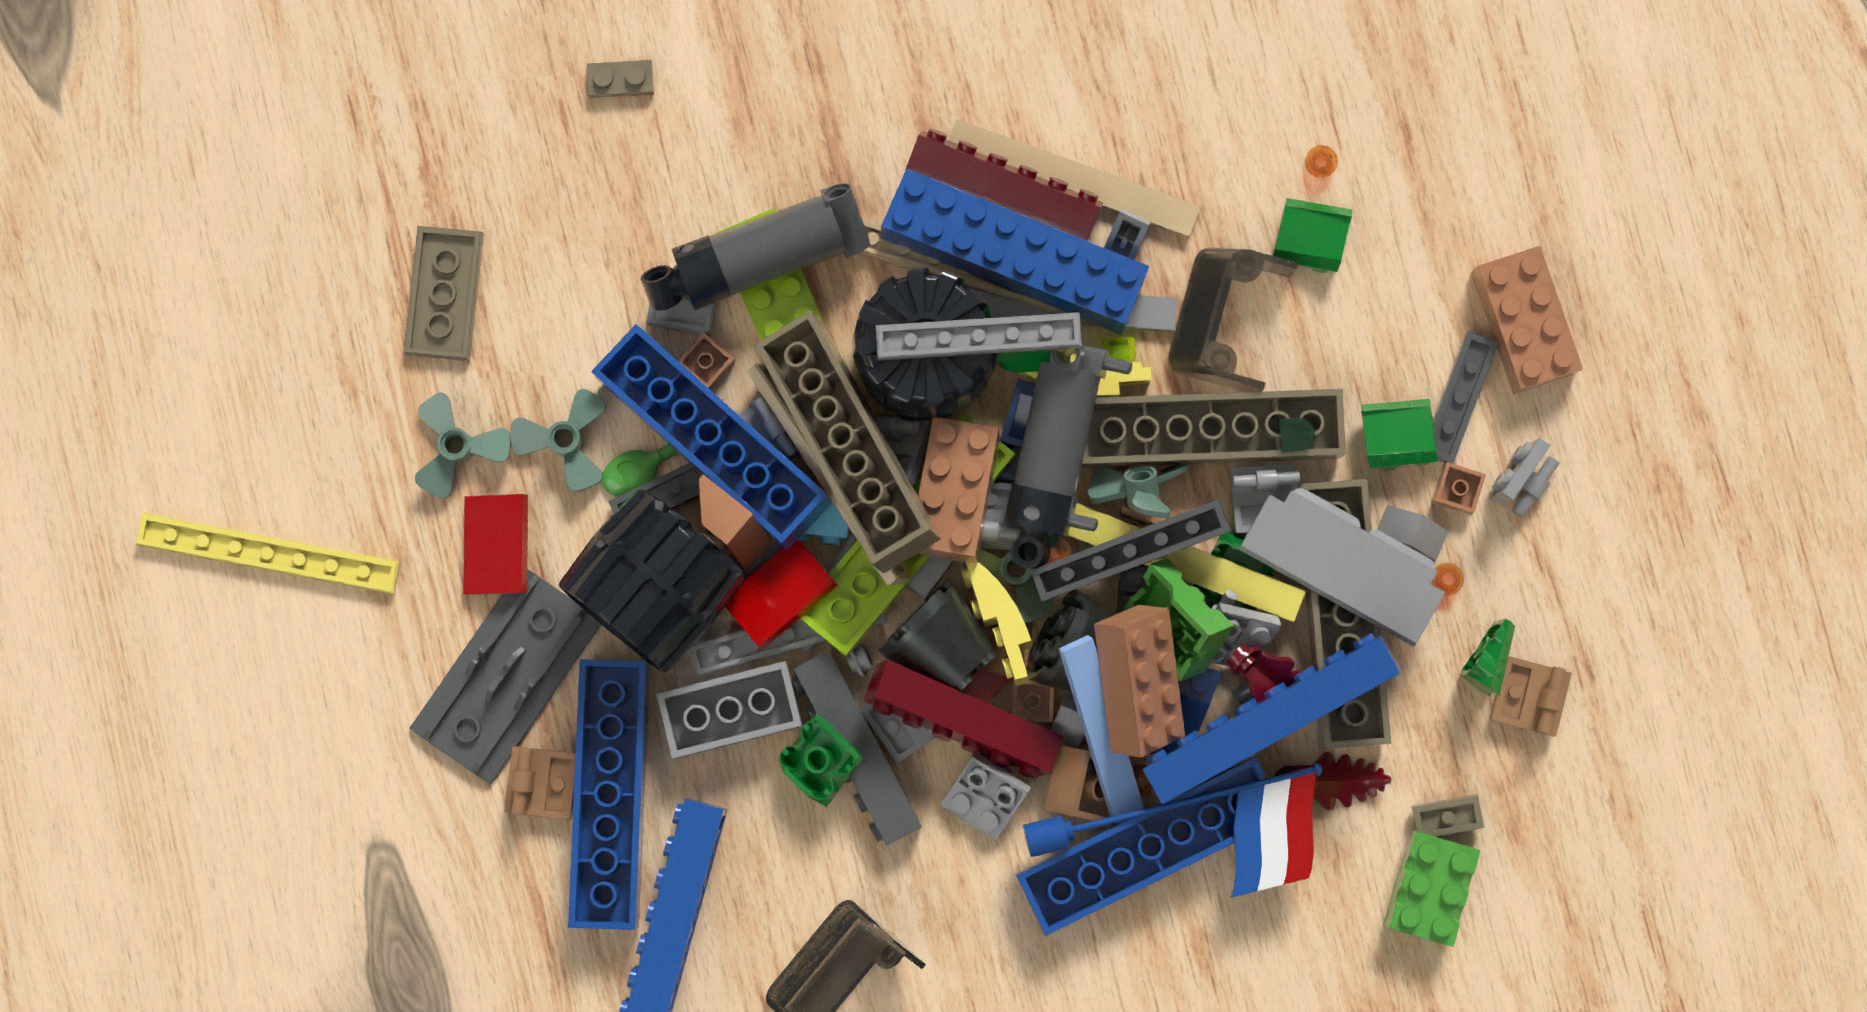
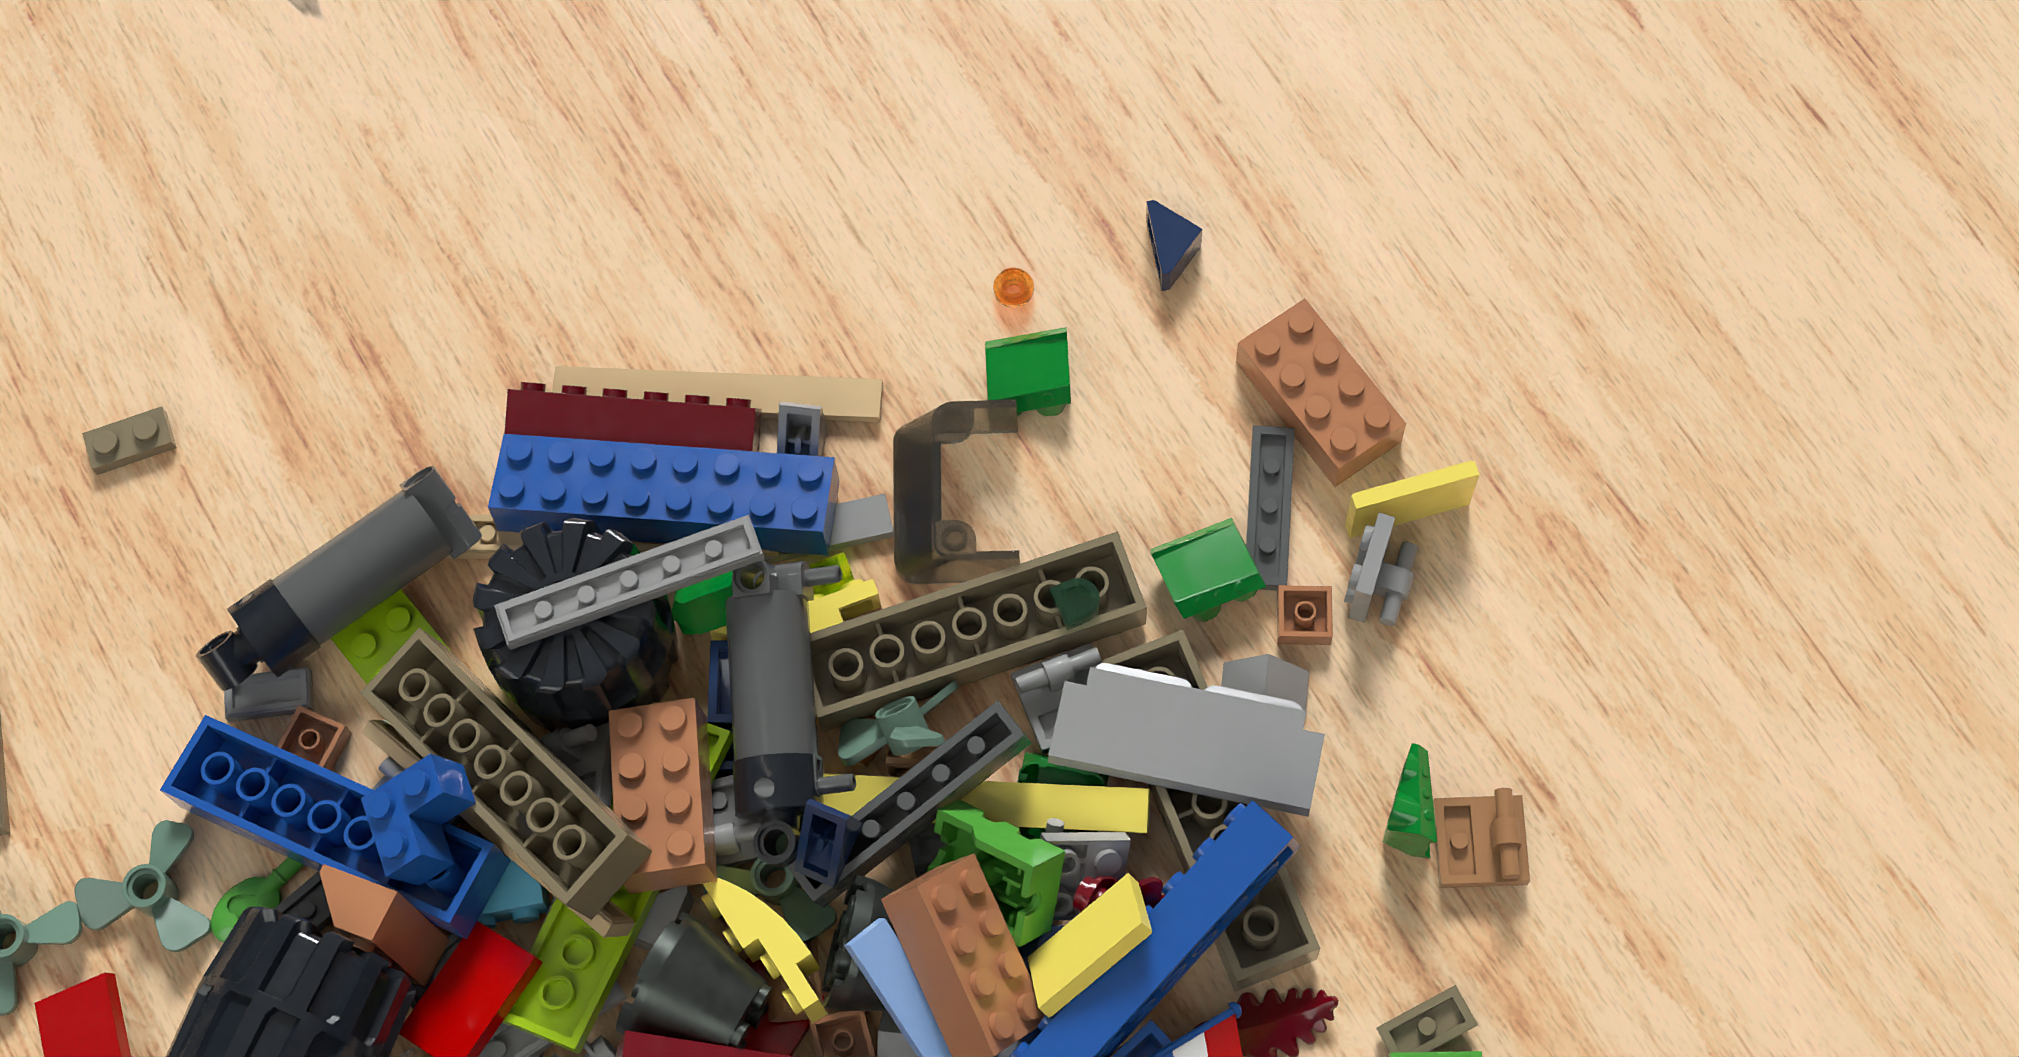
camera: 10 degrees left, 15 degrees down
(773, 457) = (409, 817): none -> blue brick
(1063, 565) = (825, 842): none -> dark blue slope
(1230, 698) = (1089, 945): none -> light yellow tile
(1452, 162) = (1172, 242): none -> dark blue slope
(1457, 575) = (1335, 739): clear orange plate -> none
(1567, 427) = (1413, 497): none -> light yellow tile

